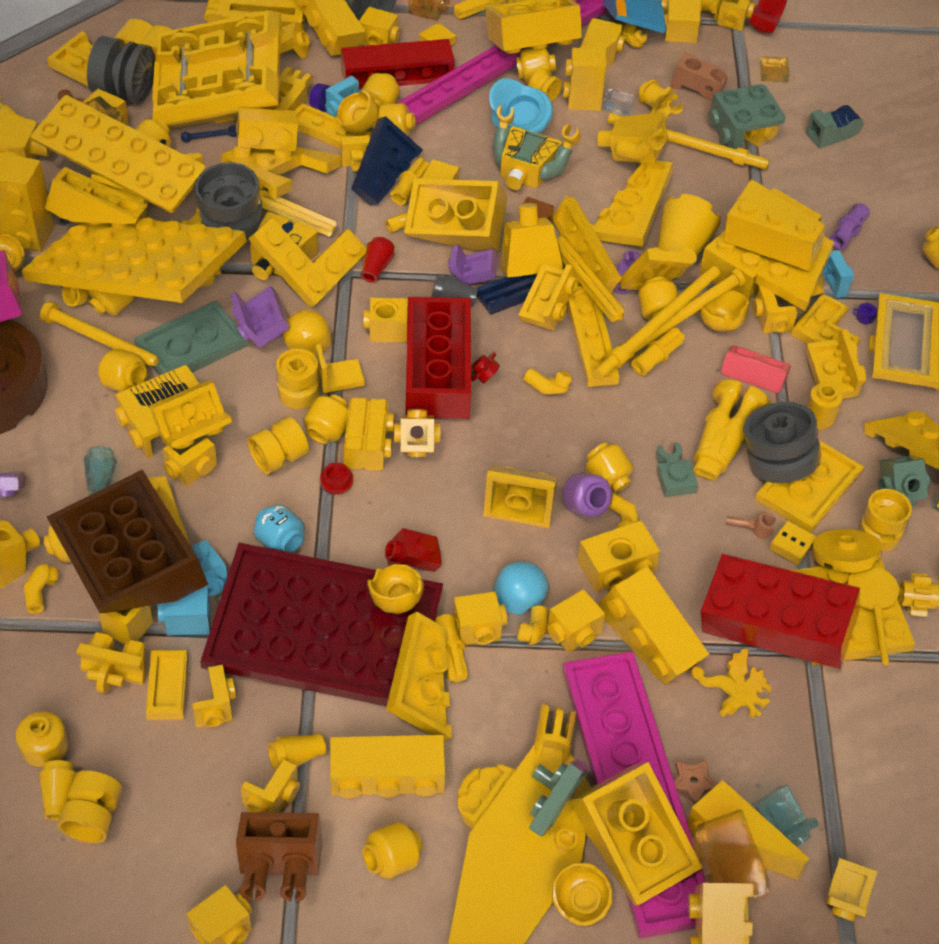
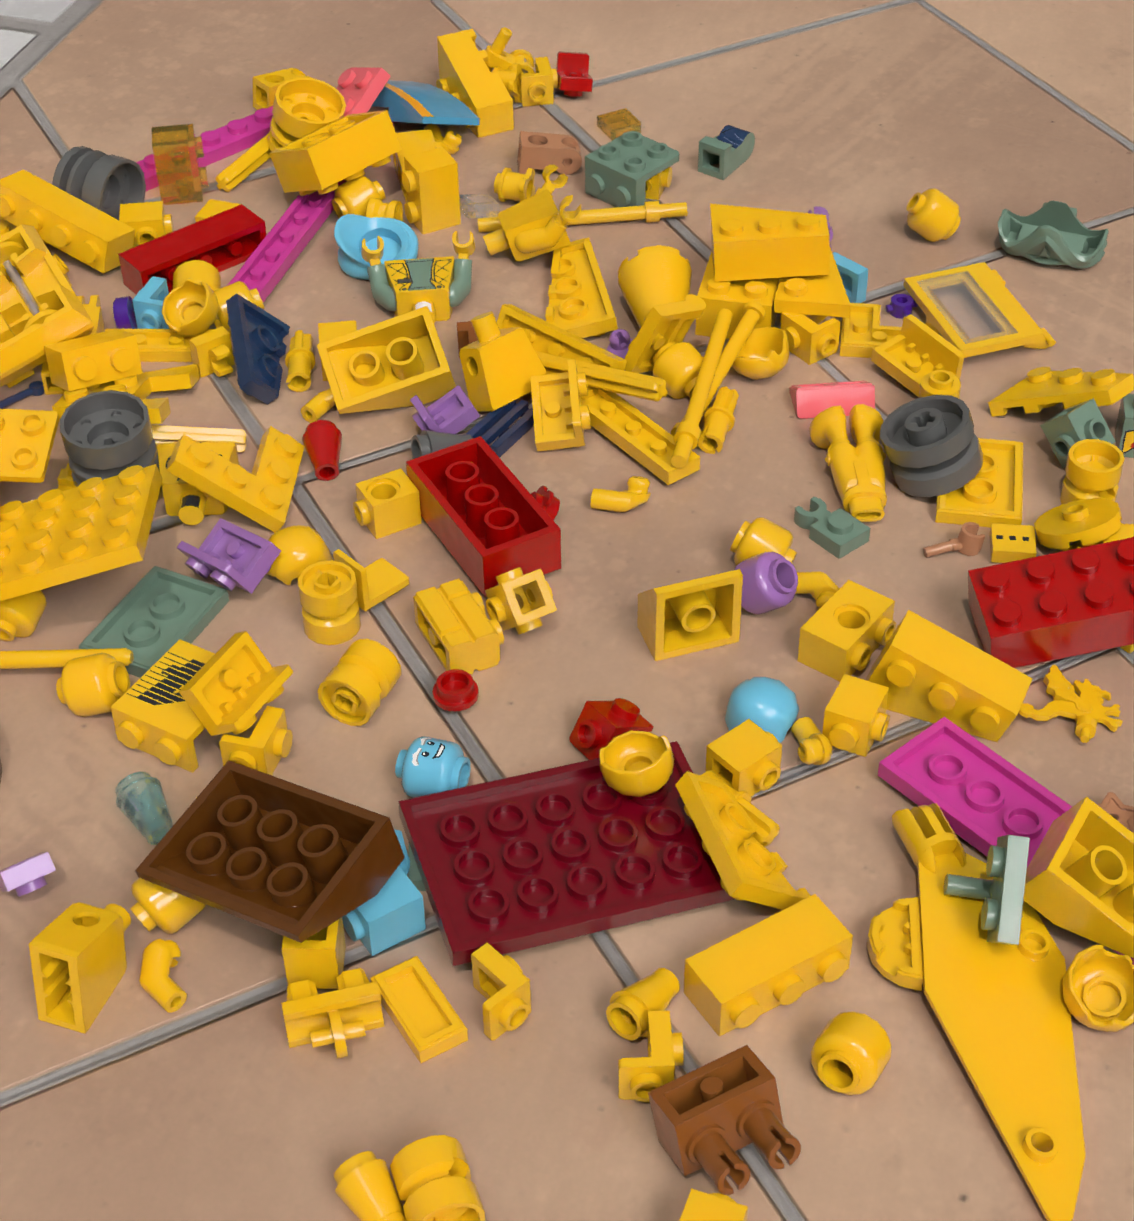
camera: 25 degrees left, 10 degrees down
(41, 738) = (310, 1143): yellow head -> none
(326, 419) = (399, 628): yellow head -> none

